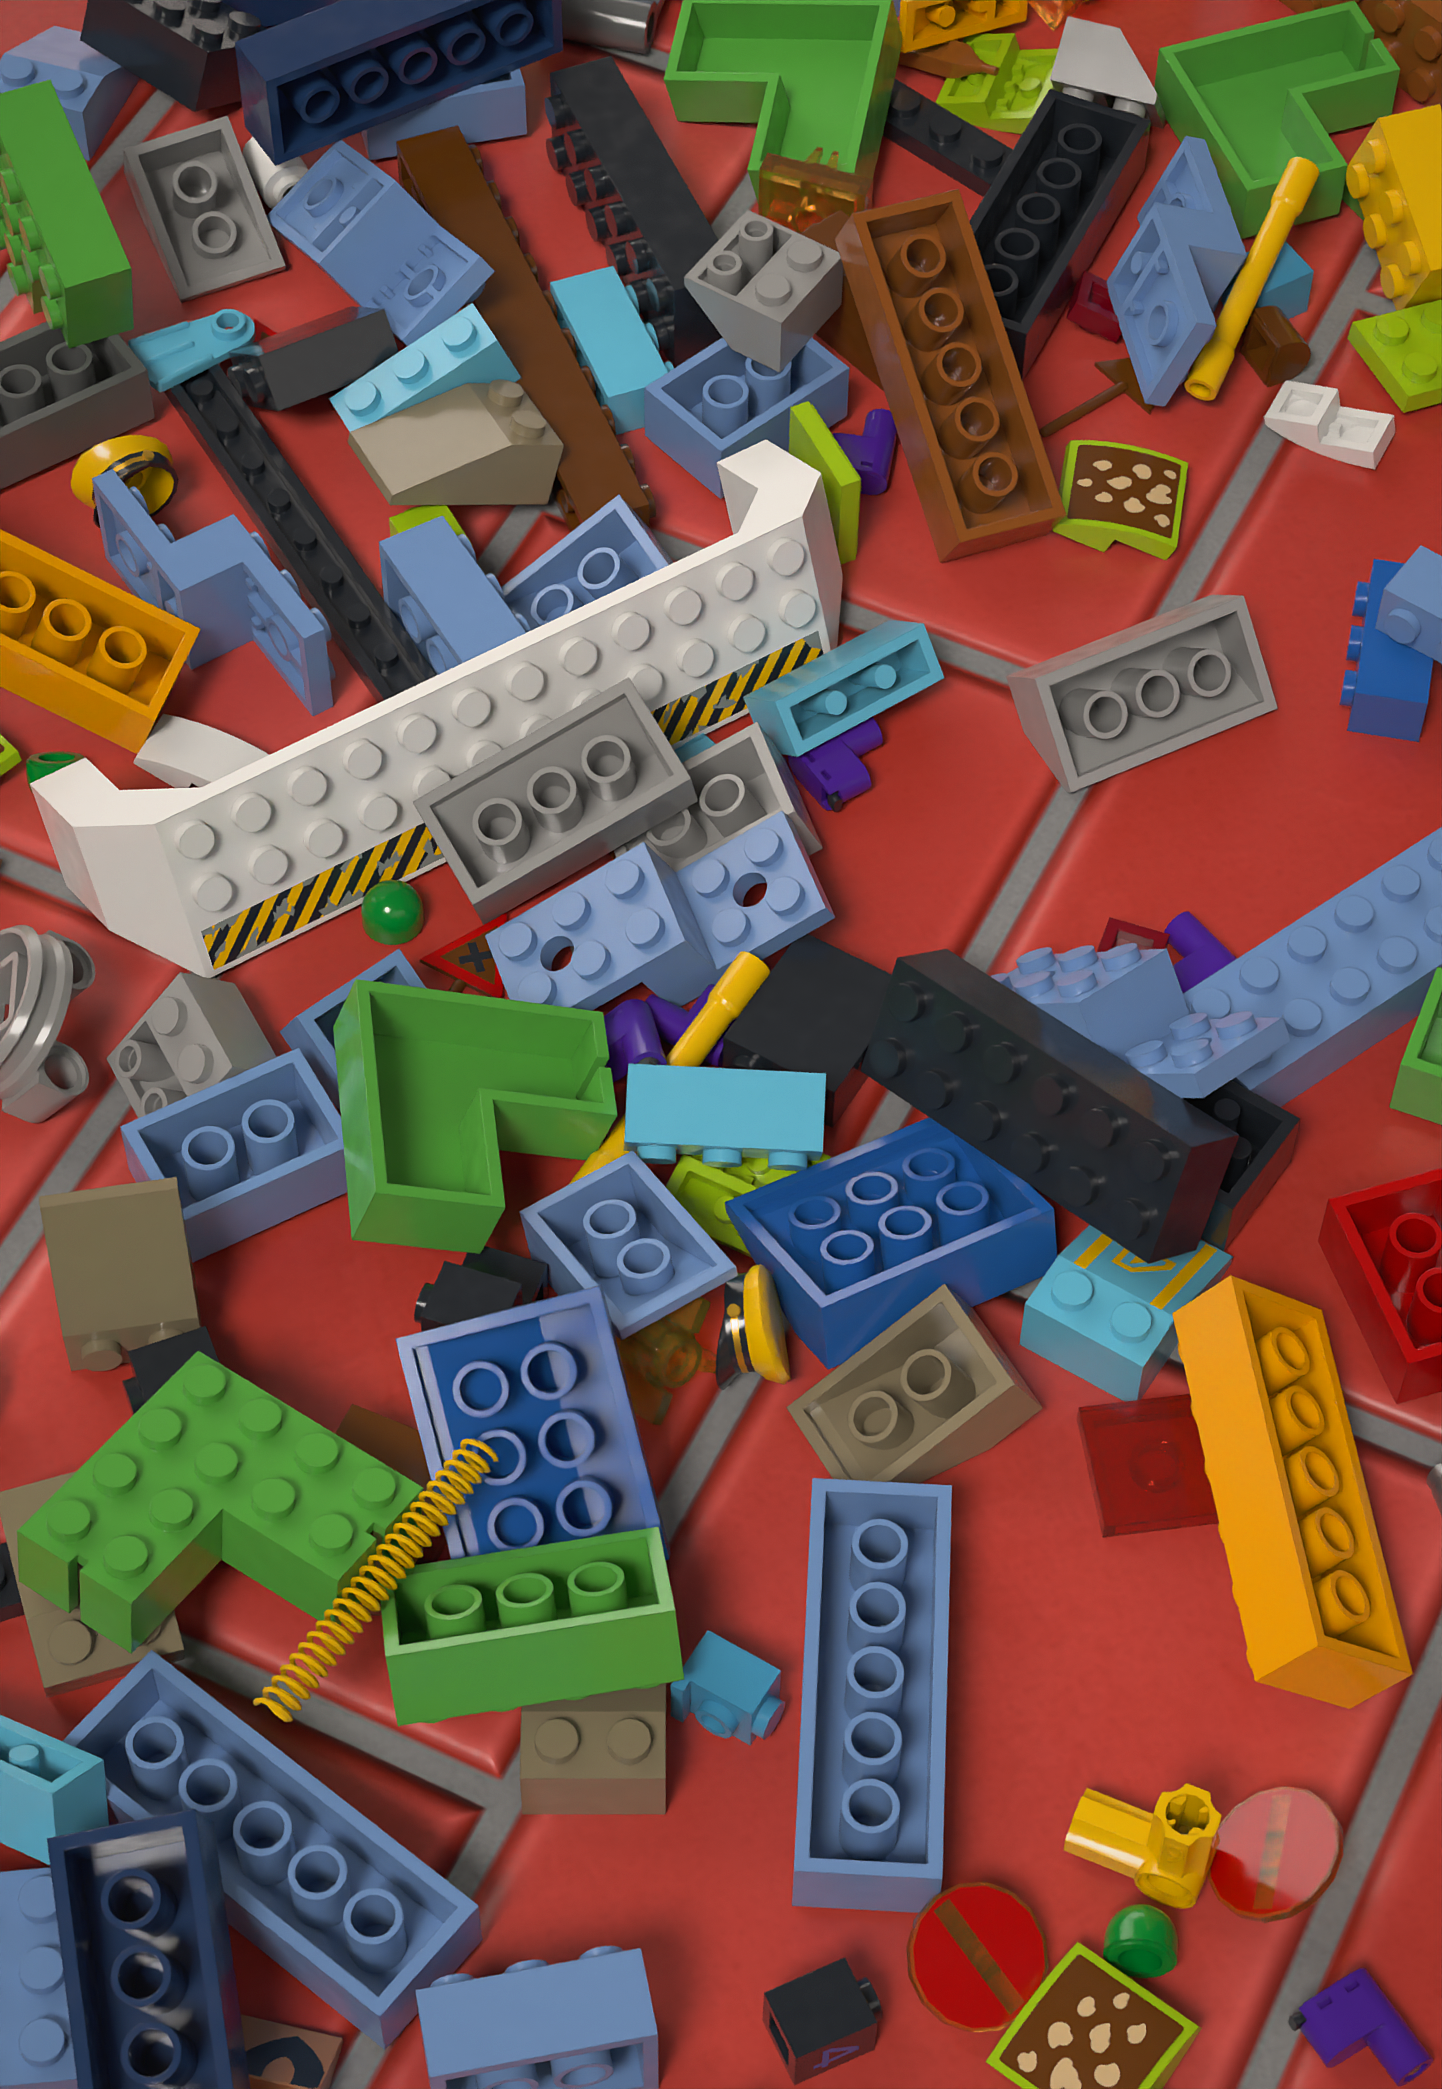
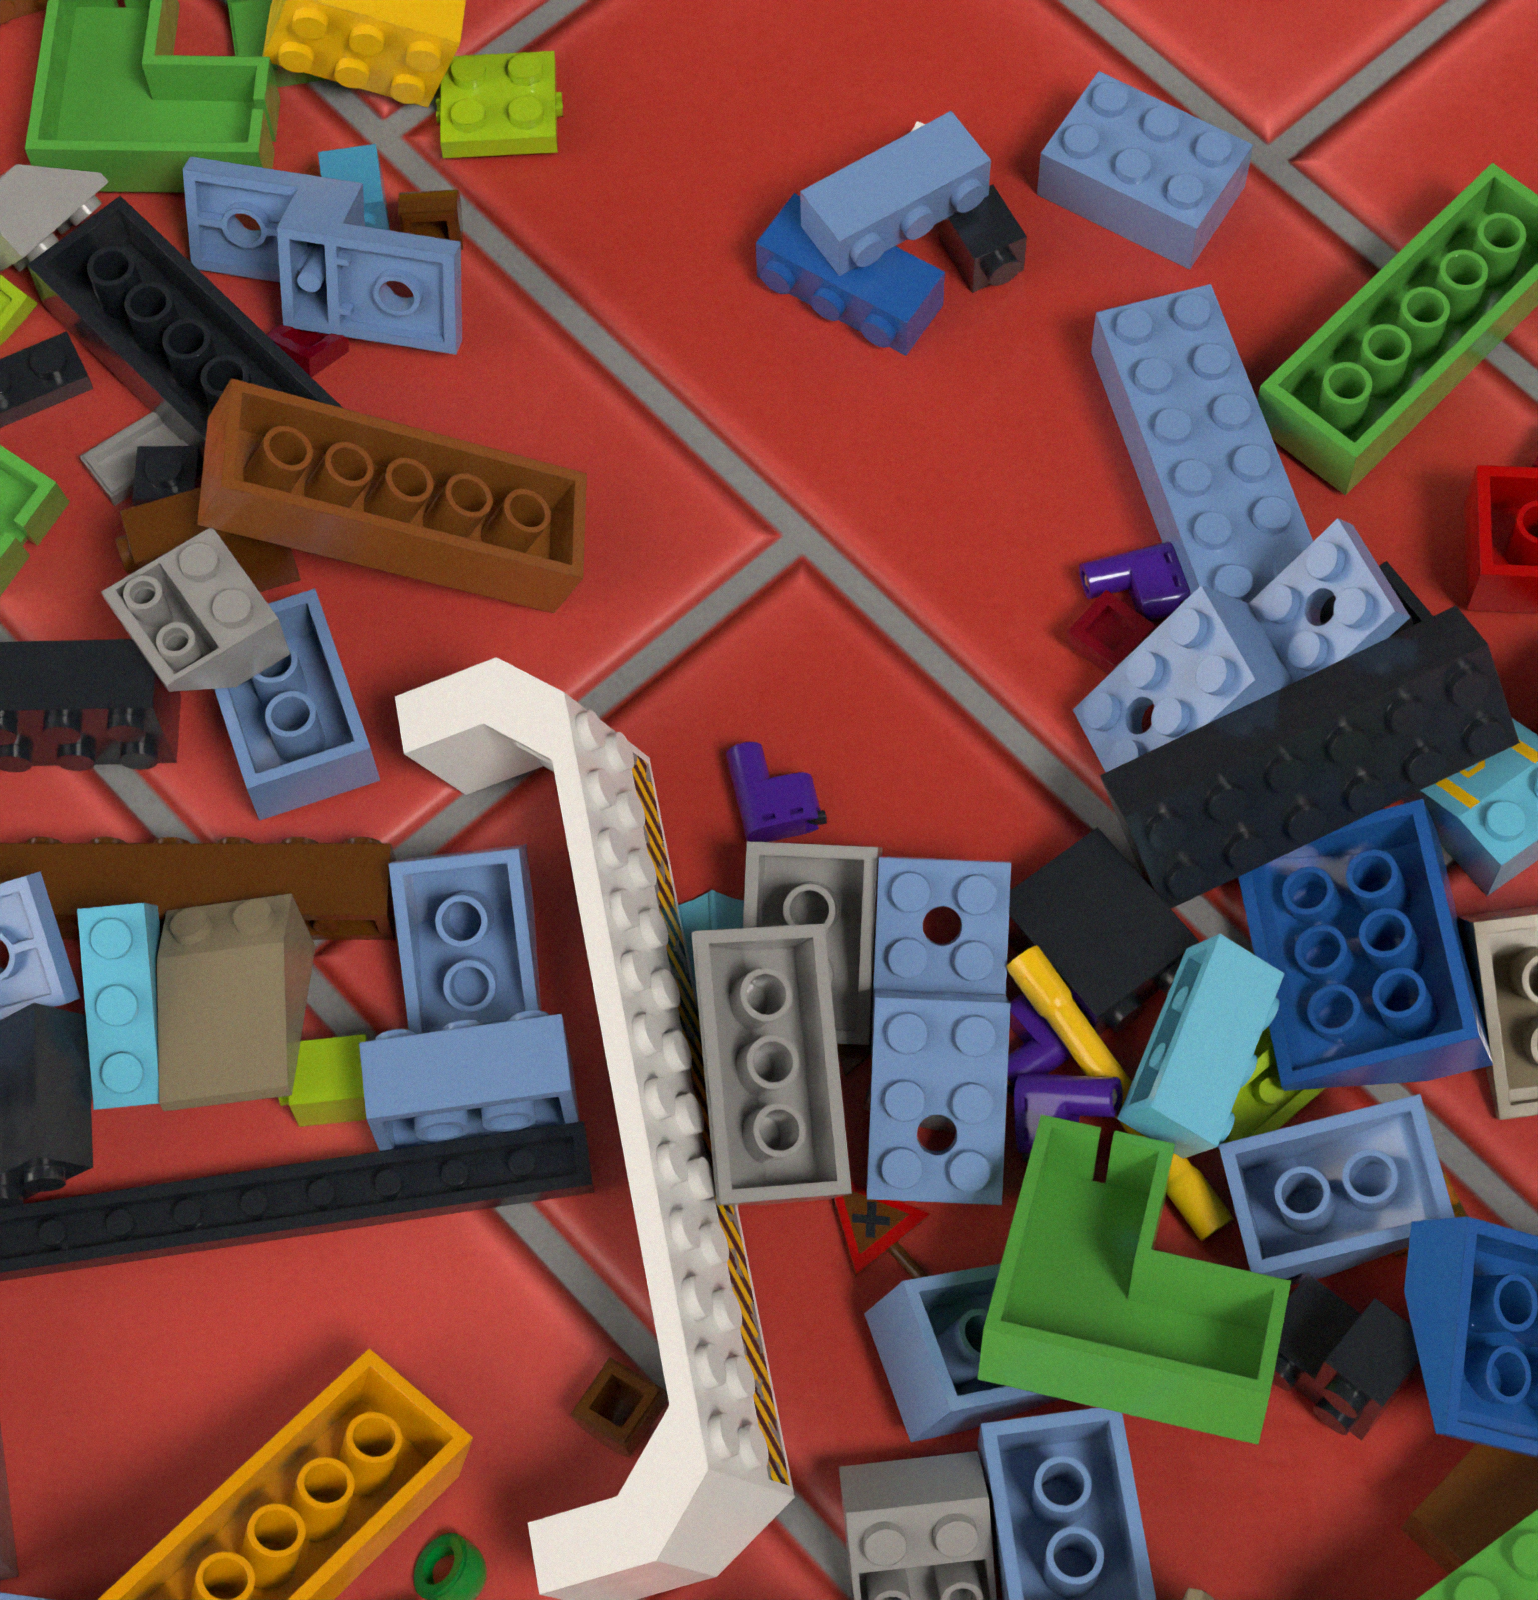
camera: 65 degrees left, 10 degrees up
(138, 463) = (95, 1367): yellow piece -> none
(193, 753) = (516, 1403): white slope -> none
(219, 584) = (307, 1318): medium blue bracket -> none
(392, 912) = (786, 1282): green piece -> none
(611, 341) = (137, 799): medium azure brick -> none
(752, 1330) = (1450, 1112): piece -> none
(809, 192) = (64, 543): clear orange piece -> none
(817, 447) = (417, 659): lime plate -> none
(845, 686) = (702, 753): medium azure brick -> none
(871, 452) = (397, 629): dark purple piece -> none
(1121, 496) = (557, 416): slope -> none
(1125, 380) = (392, 359): reddish brown piece -> none
(1144, 691) = (804, 498): light grey slope -> none
(1286, 205) = (305, 127): yellow piece -> none
(1316, 421) = (547, 218): white slope -> none

